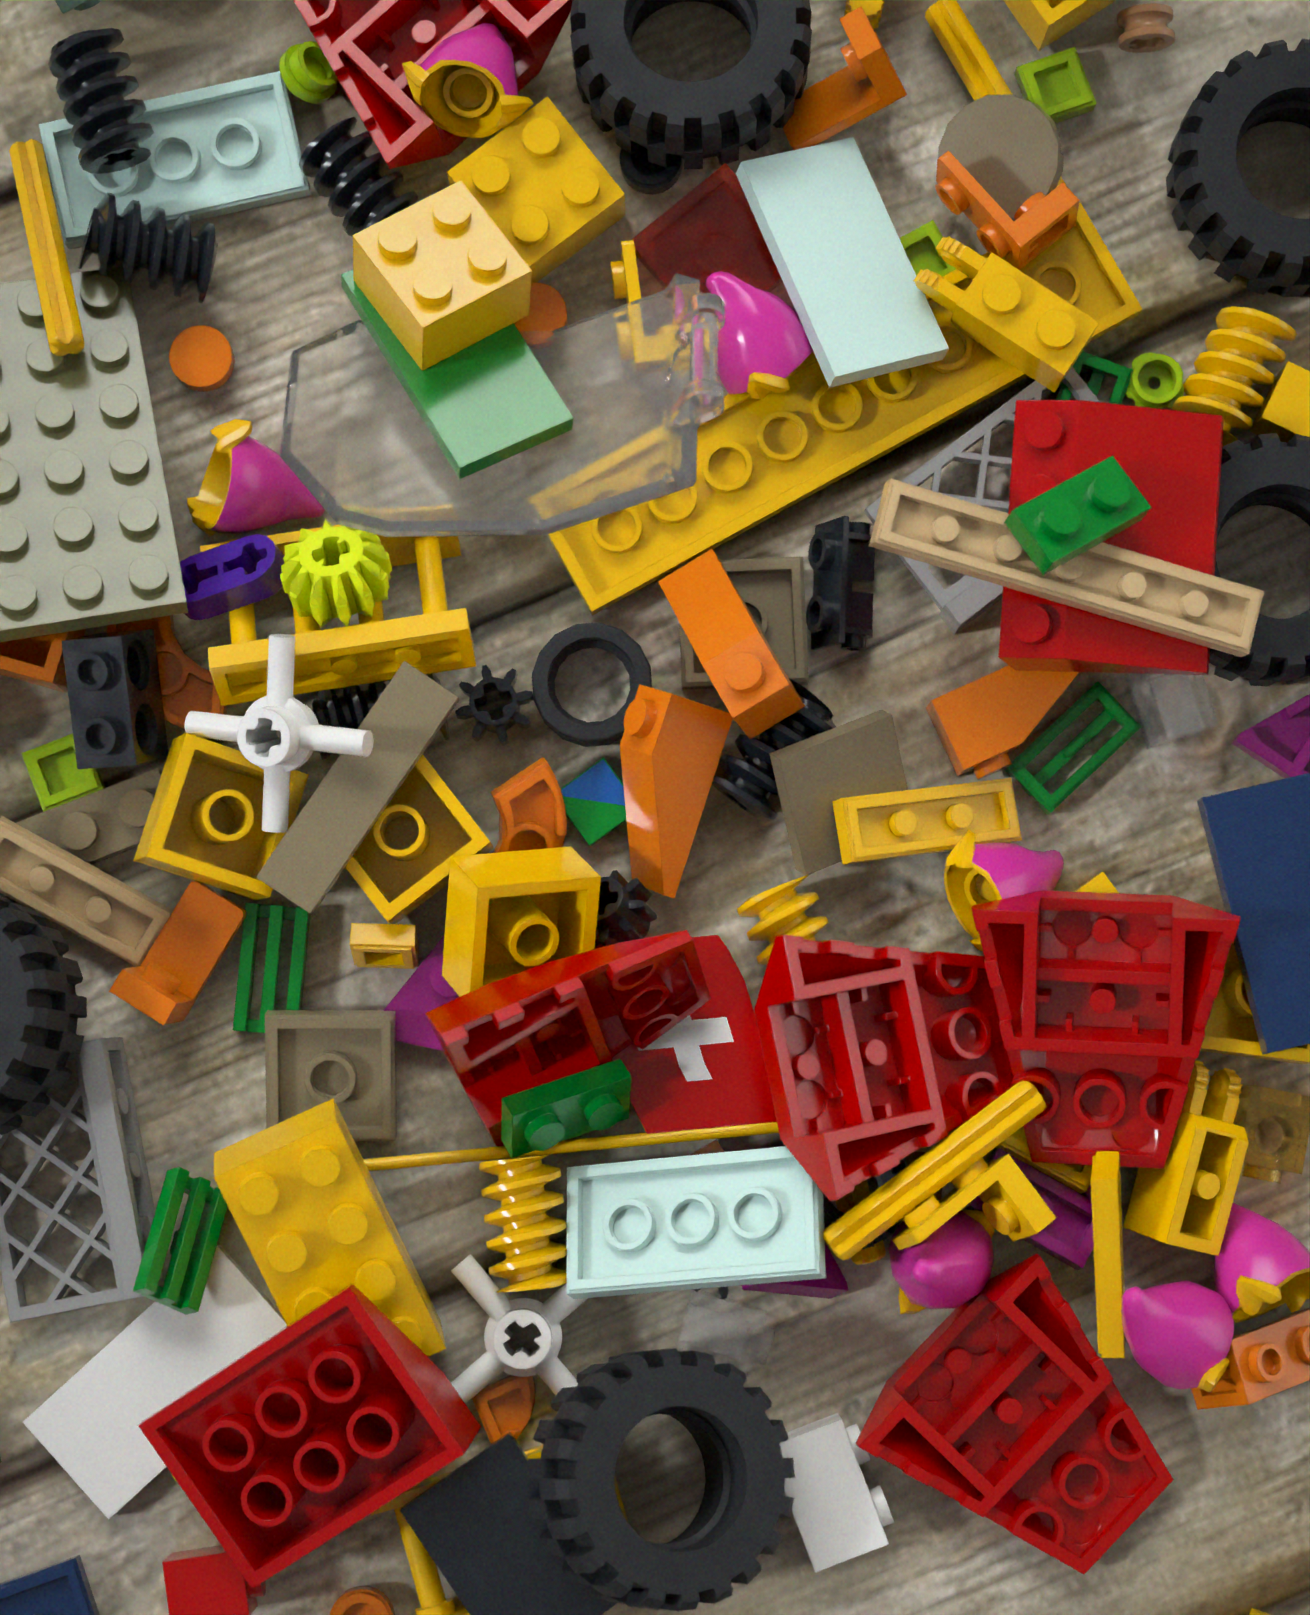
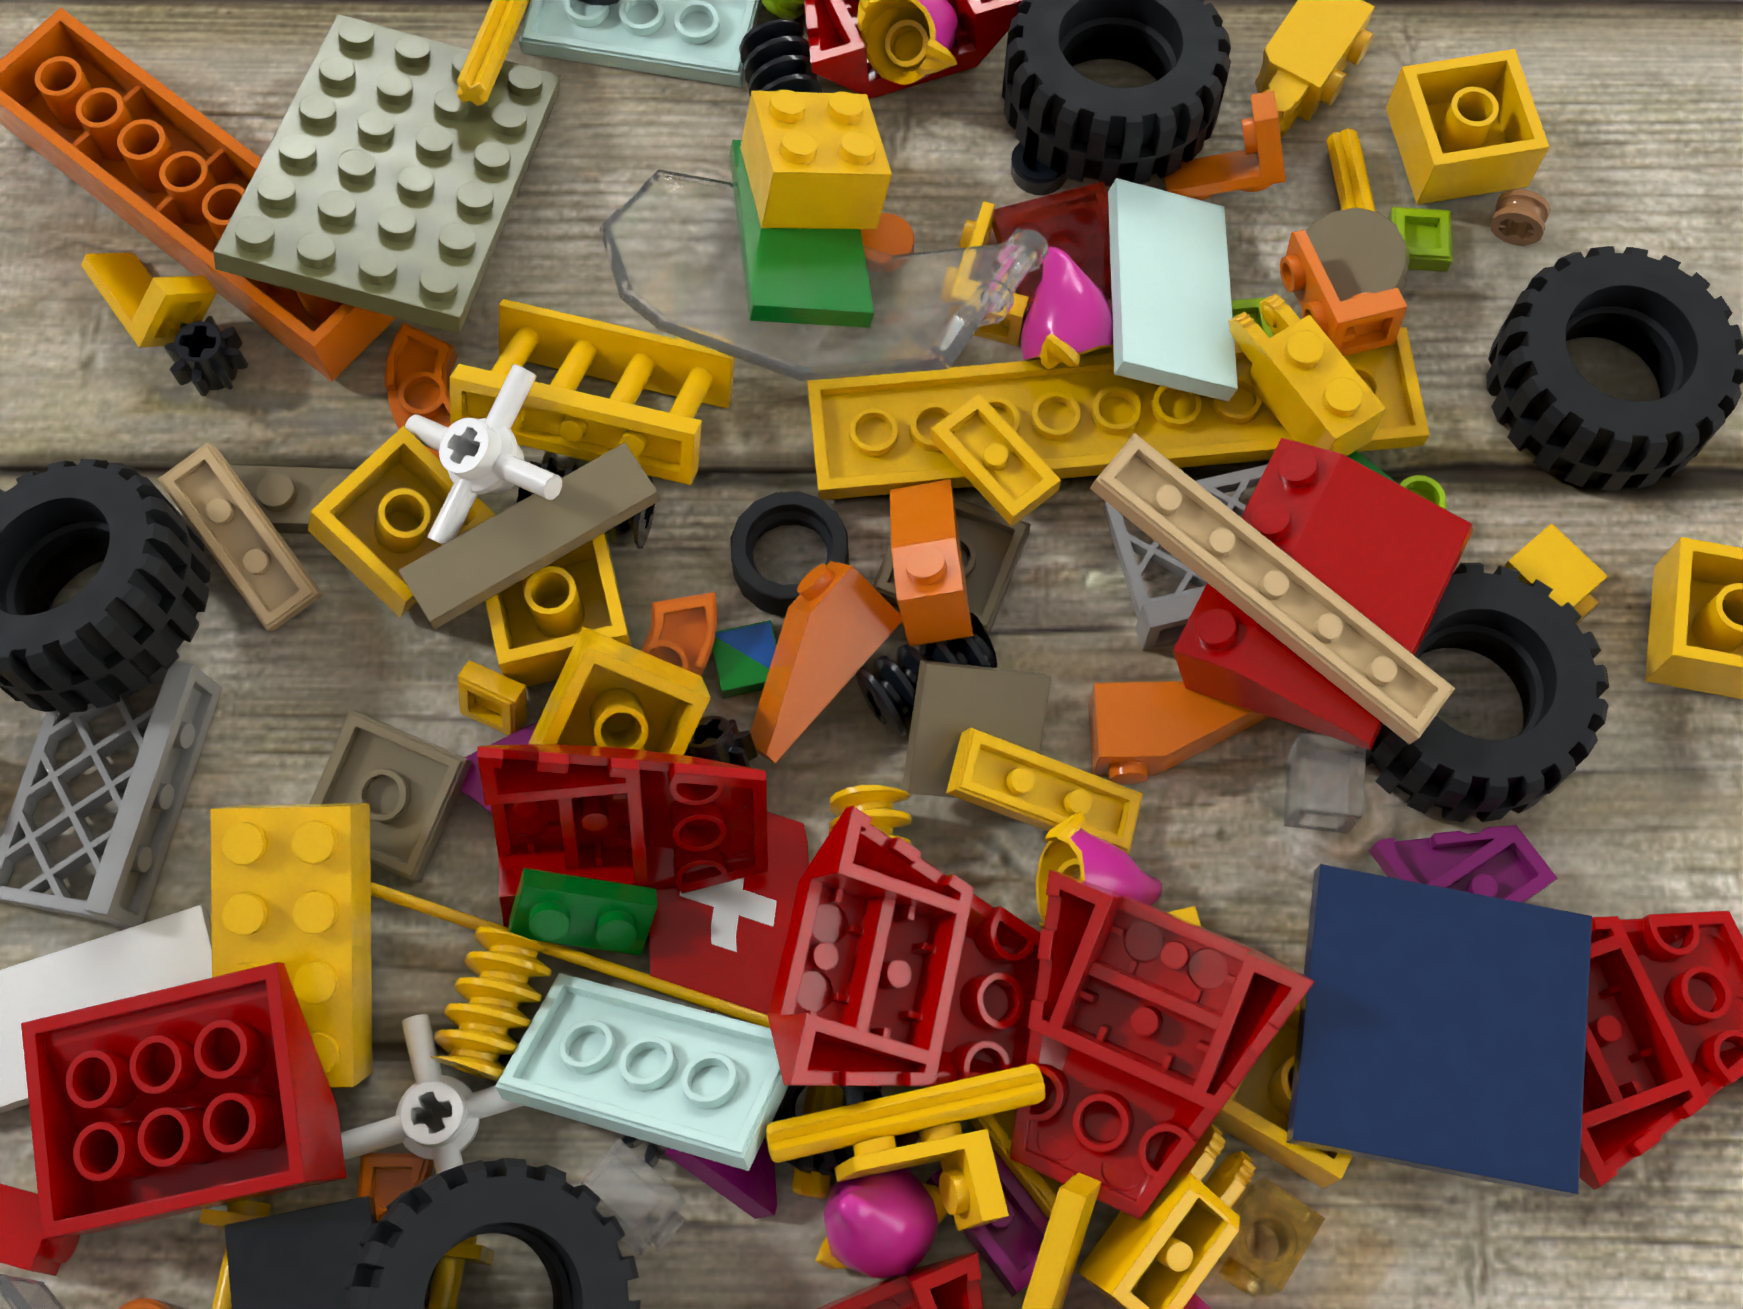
camera: 25 degrees right, 15 degrees down
(56, 773) = (294, 440): lime tile -> none
(115, 698) = (363, 386): black brick -> none
(150, 246) = (582, 61): black piece -> none
(181, 955) = (306, 637): orange bracket -> none
(191, 1246) = (123, 921): green tile -> none
(201, 358) = (585, 169): orange tile -> none
(228, 577) = (514, 328): dark purple beam -> none
(248, 486) = (573, 273): dark pink hat -> none
(276, 916) = (368, 663): green tile -> none
(335, 573) = (603, 351): neon yellow gear -> none
(478, 698) = (679, 529): black gear -> none
(542, 188) = (936, 143): yellow brick -> none
(748, 515) = (995, 459): none -> yellow plate
(835, 612) = (1063, 539): black hinge -> none
(1033, 784) = (1163, 812): green tile -> none
(1077, 515) = (1299, 538): green plate -> none
(1234, 365) = (1508, 510): yellow piece -> none

